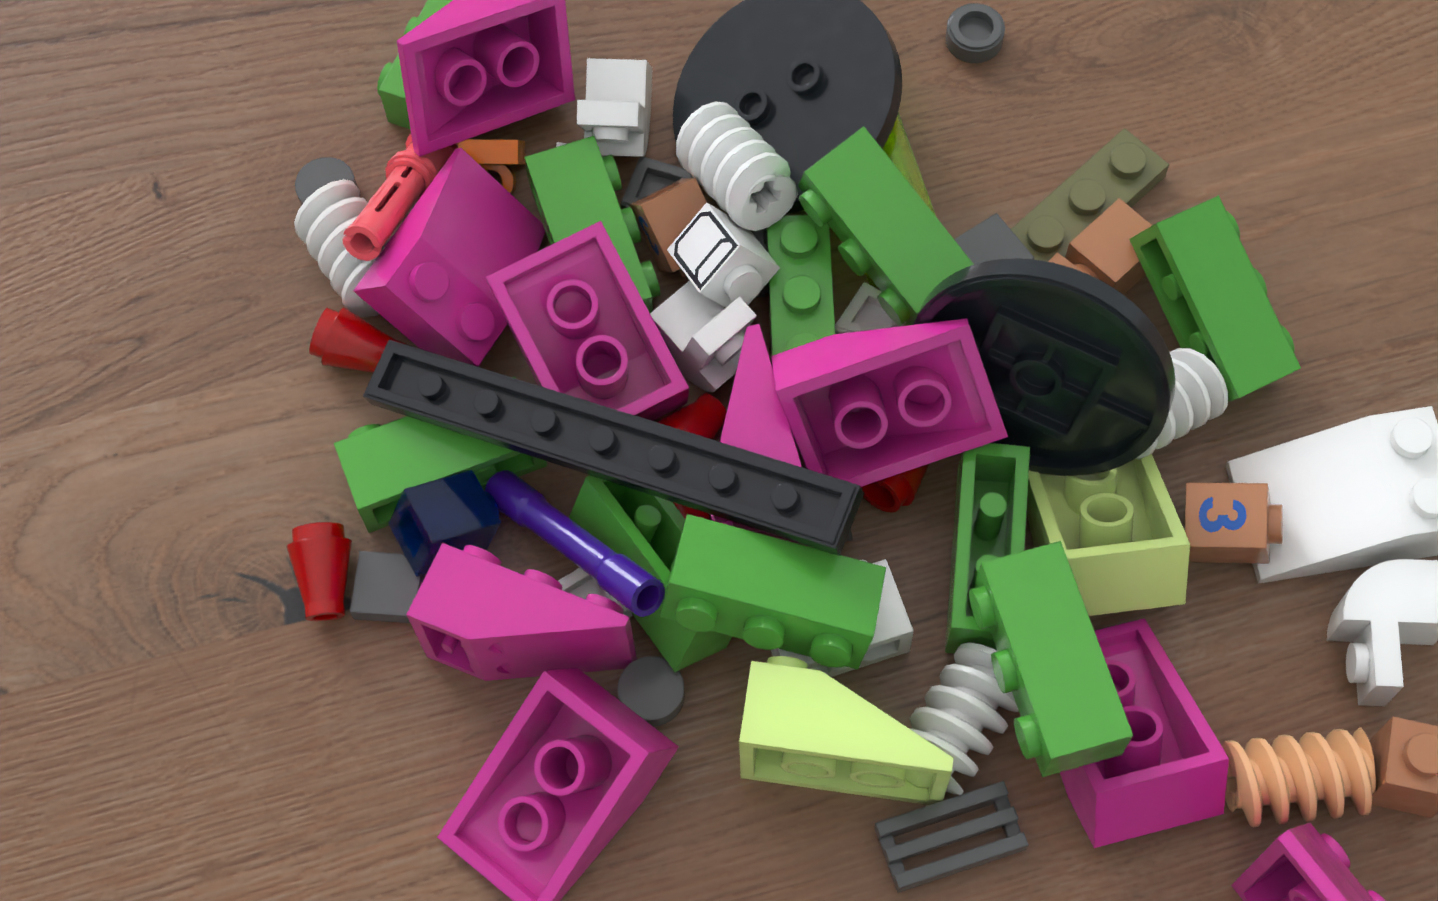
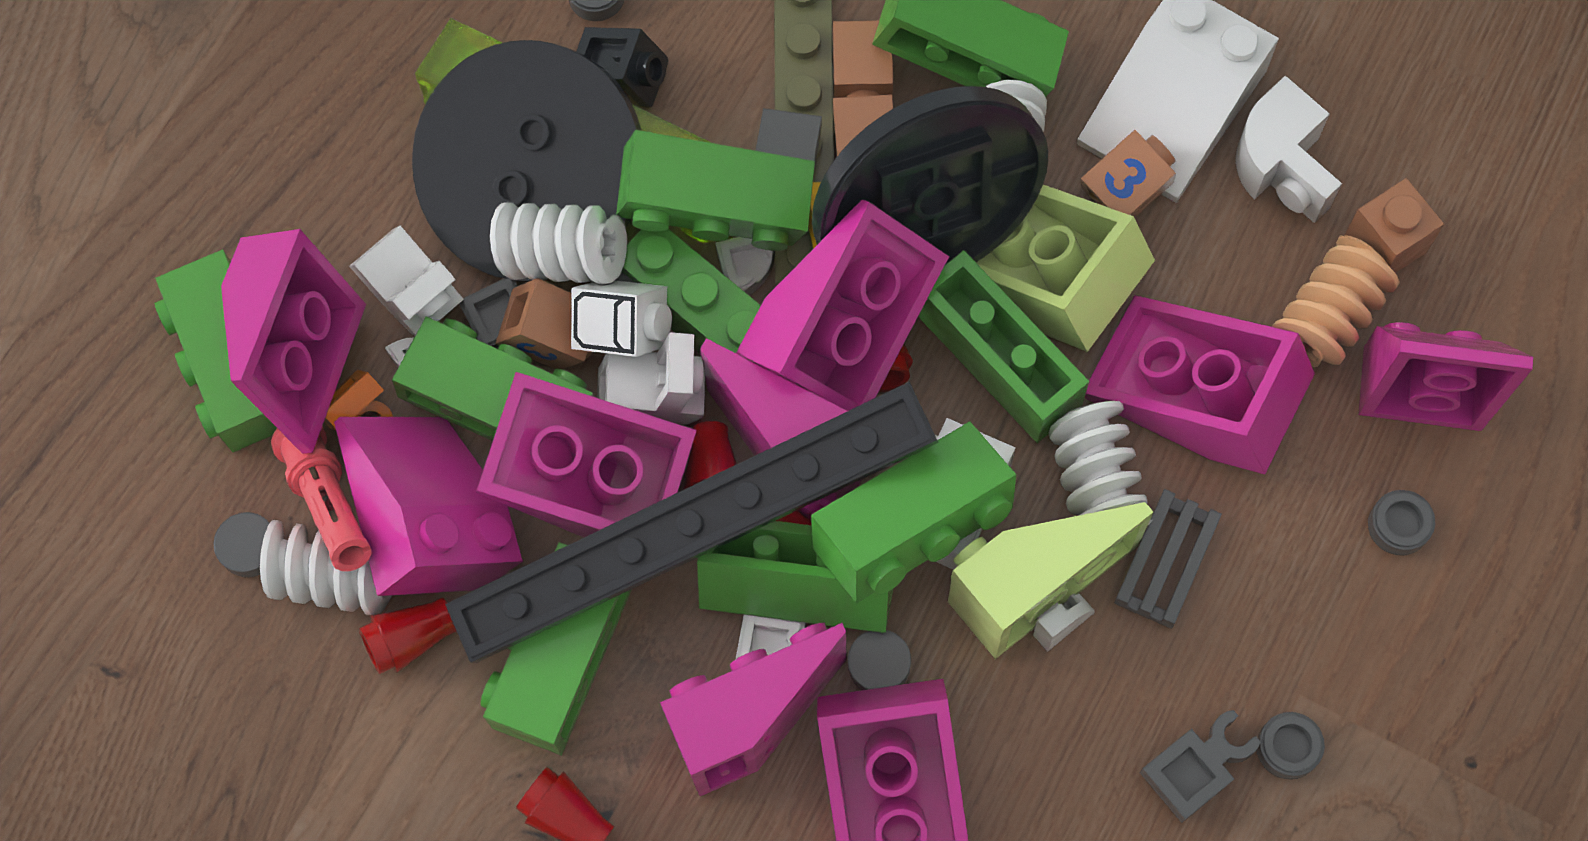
camera: 45 degrees left, 5 degrees up
(383, 587) = (622, 776): dark grey tile -> none
(446, 512) = (620, 692): clear blue brick -> none
(613, 571) = (794, 604): dark purple piece -> none
(808, 798) = (1061, 620): none -> white tile
(937, 98) = (629, 58): none -> black bracket
(1049, 660) = (1133, 377): bright green brick -> none

